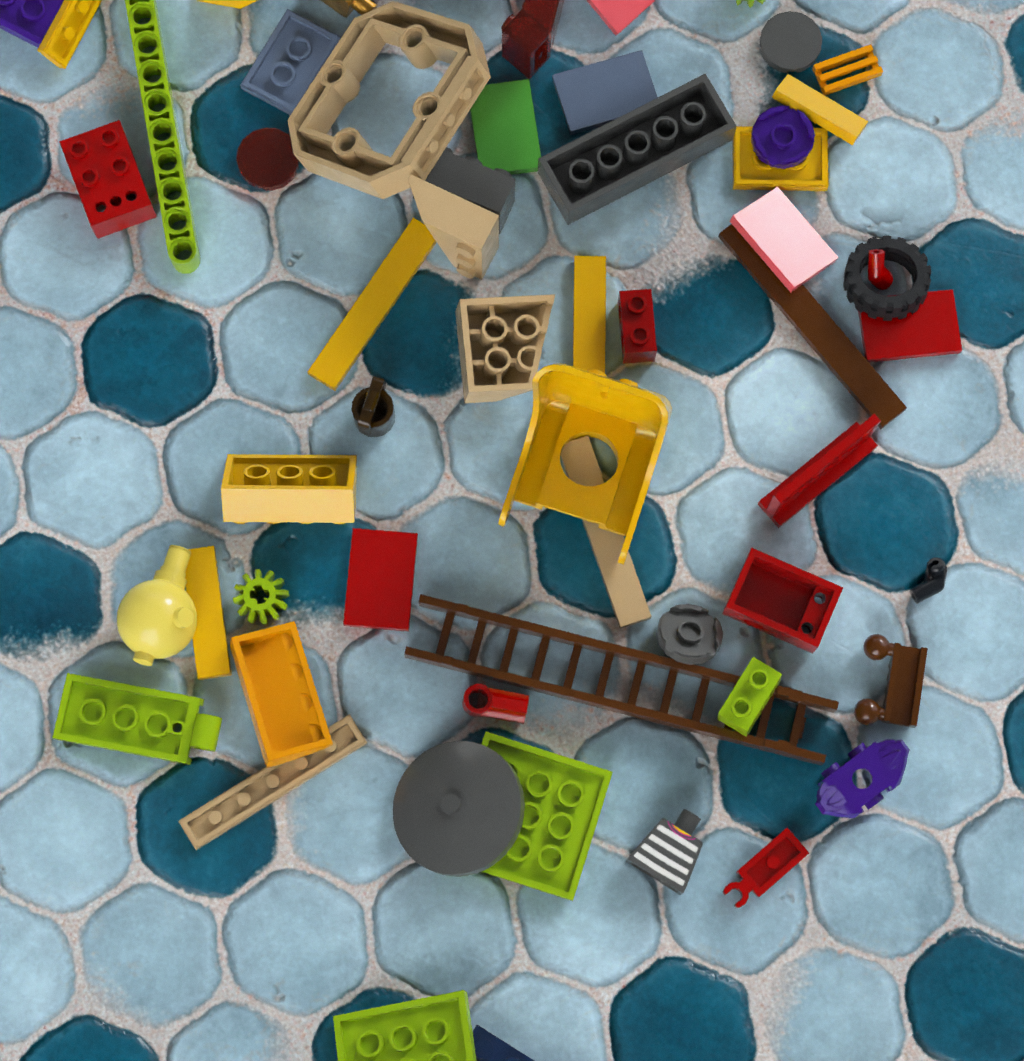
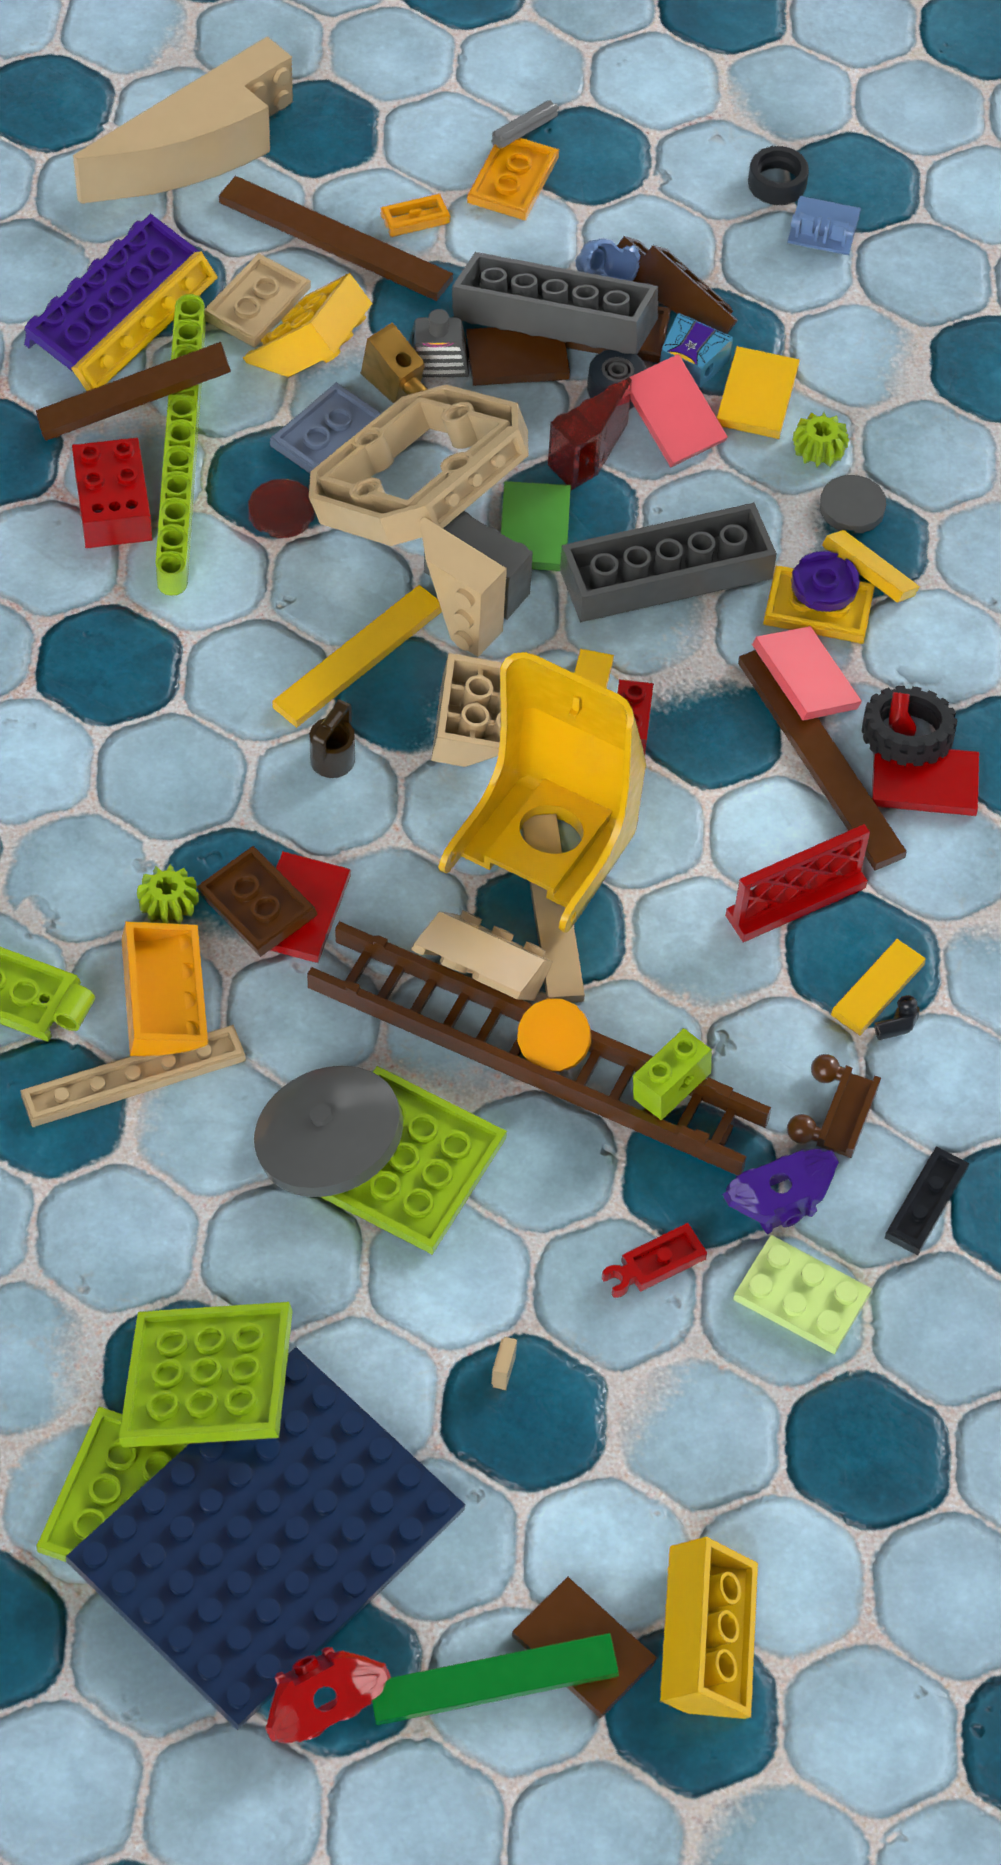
camera: 10 degrees right, 20 degrees down
(102, 65) = (133, 391): none -> reddish brown tile
(158, 614) = (55, 881): light yellow piece -> none
(210, 634) = (105, 903): yellow tile -> none
(289, 488) = (224, 803): yellow slope -> none
(341, 586) = (256, 901): none -> reddish brown tile
(500, 704) = (395, 1044): red piece -> none
(558, 608) = (485, 954): none -> tan wedge
(603, 91) = (643, 505): sand blue tile -> none
(635, 671) = (554, 1035): none -> light orange tile
(657, 996) = (504, 1363): none -> tan tile
(669, 852) = (549, 1223): dark grey torso -> none
(689, 634) = (622, 1016): dark grey tile -> none
(781, 600) = (730, 1000): red piece -> none
(871, 60) = (906, 534): light orange tile -> none
(896, 869) = (802, 1294): none -> yellowish green plate
(906, 550) = (878, 987): none -> yellow tile
(986, 754) = (926, 1200): none -> black tile

